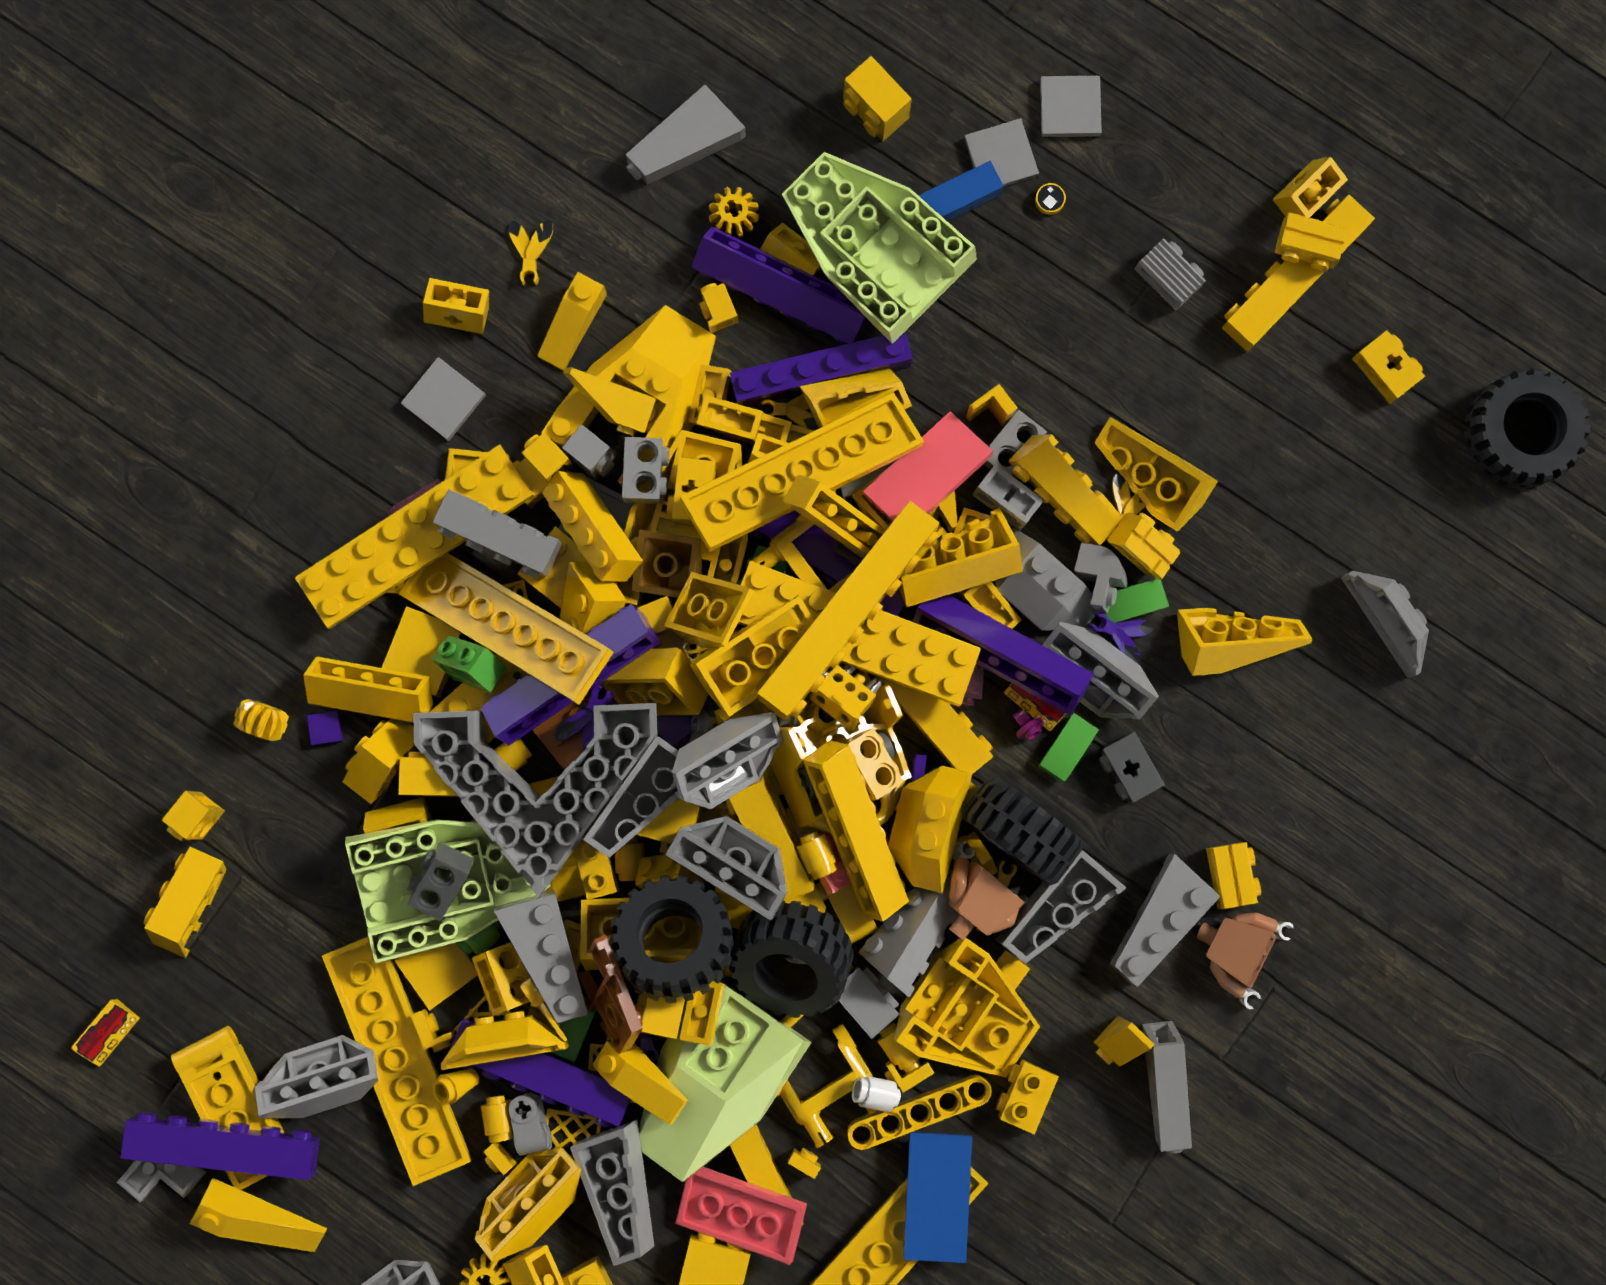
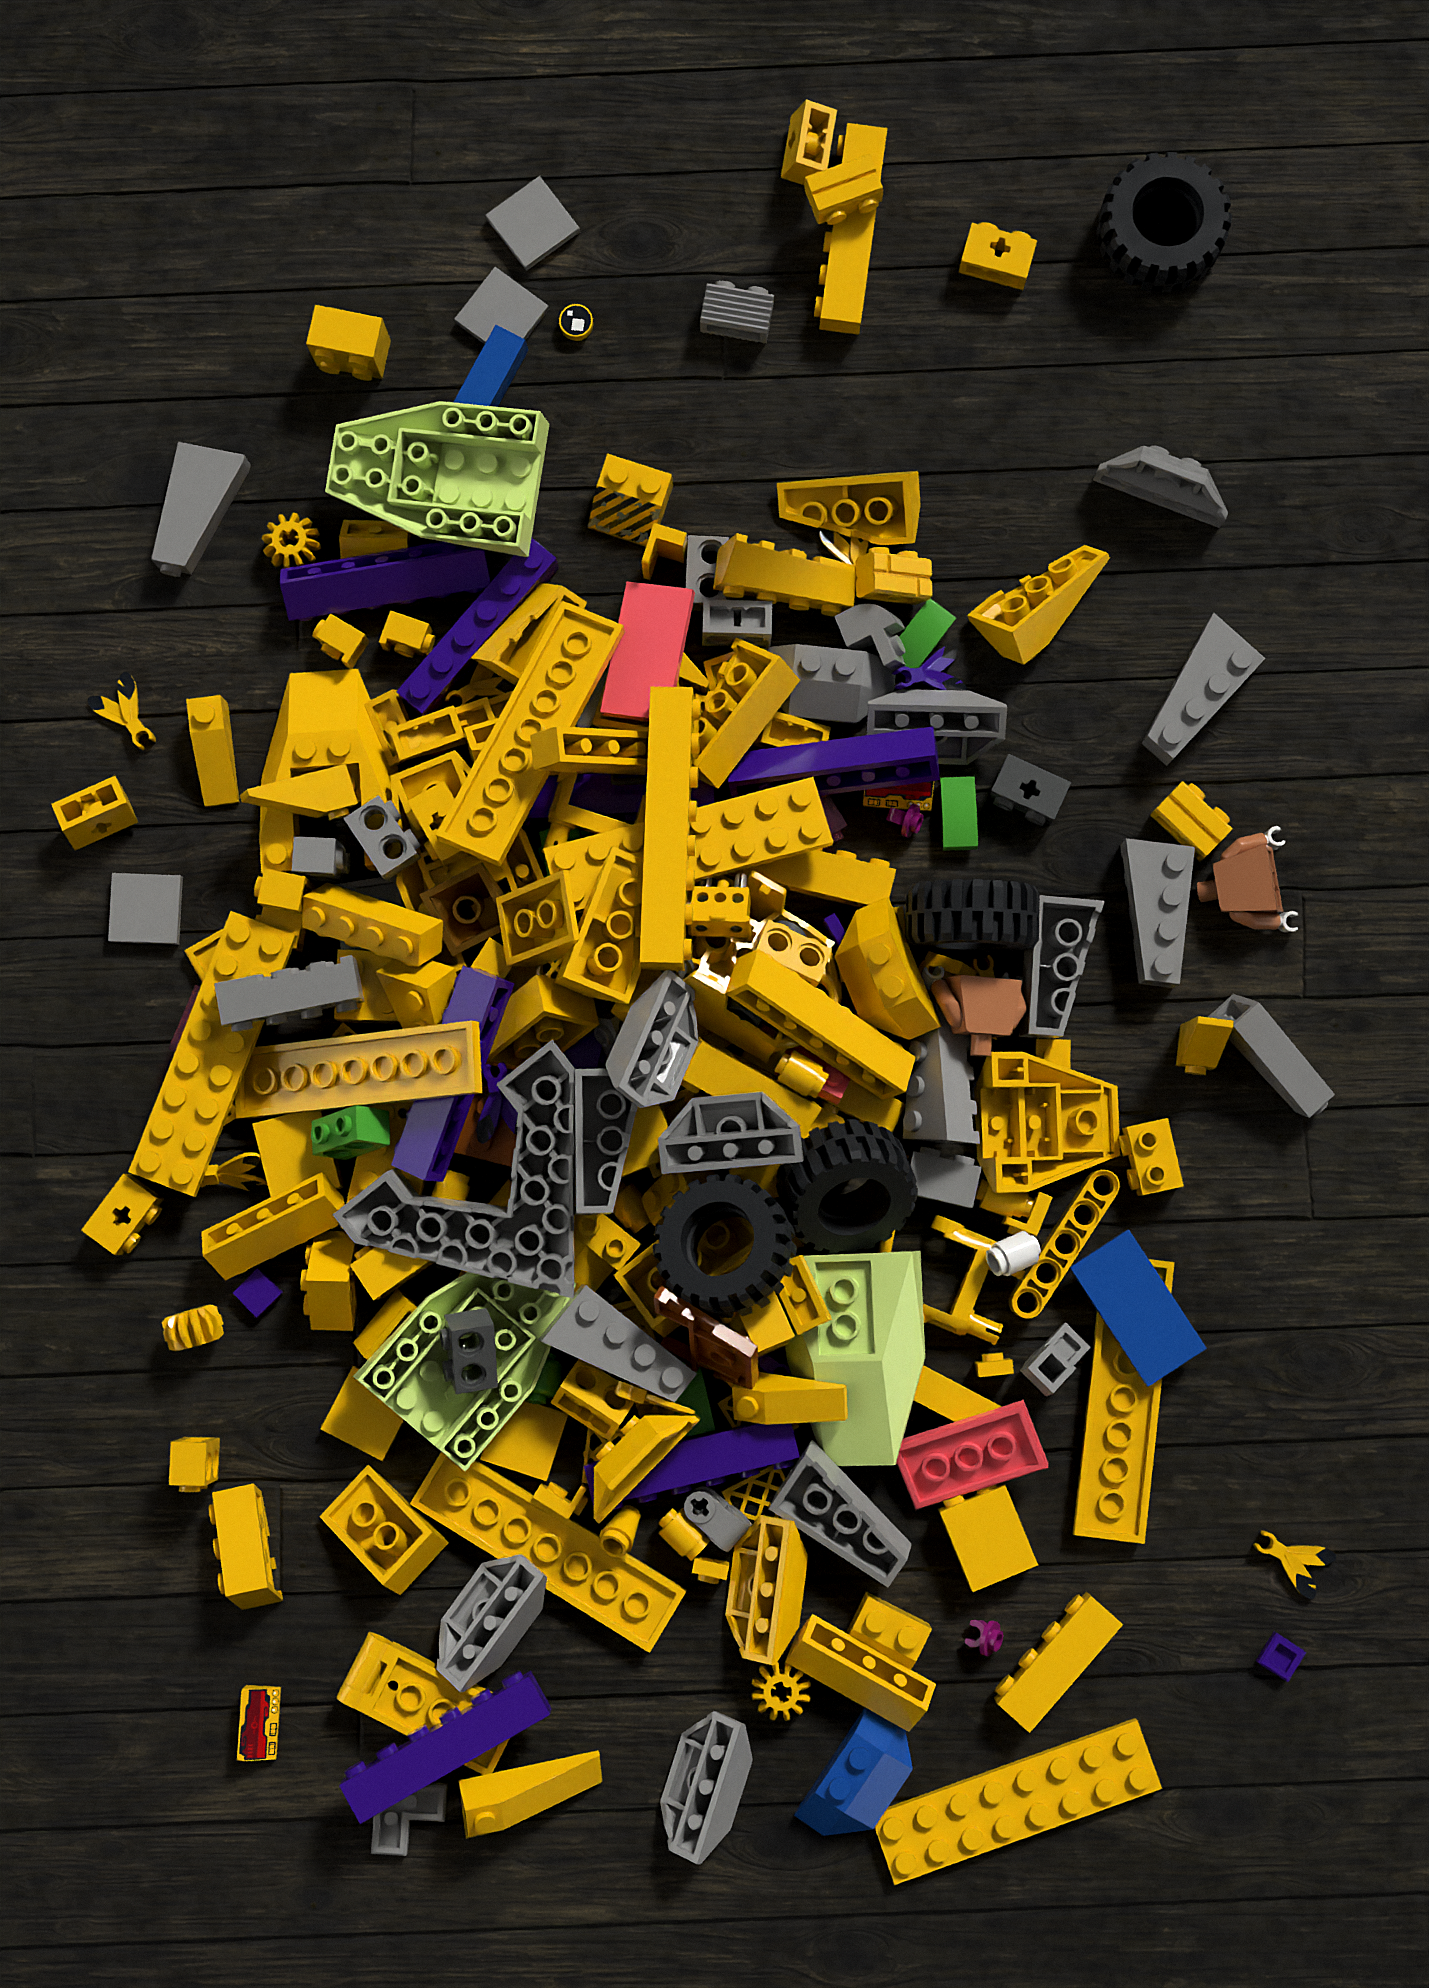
camera: 30 degrees left, 0 degrees up
(254, 601) = (106, 1221): none -> yellow brick
(290, 961) = (383, 1530): none -> yellow slope
(331, 871) = (362, 1419): none -> yellow tile
(368, 630) = (233, 1173): none -> yellow piece
(767, 337) = (406, 635): none -> yellow brick
(851, 1190) = (1055, 1359): none -> light grey brick
(995, 353) = (629, 499): none -> slope
(1318, 782) = (1207, 680): none -> light grey wedge

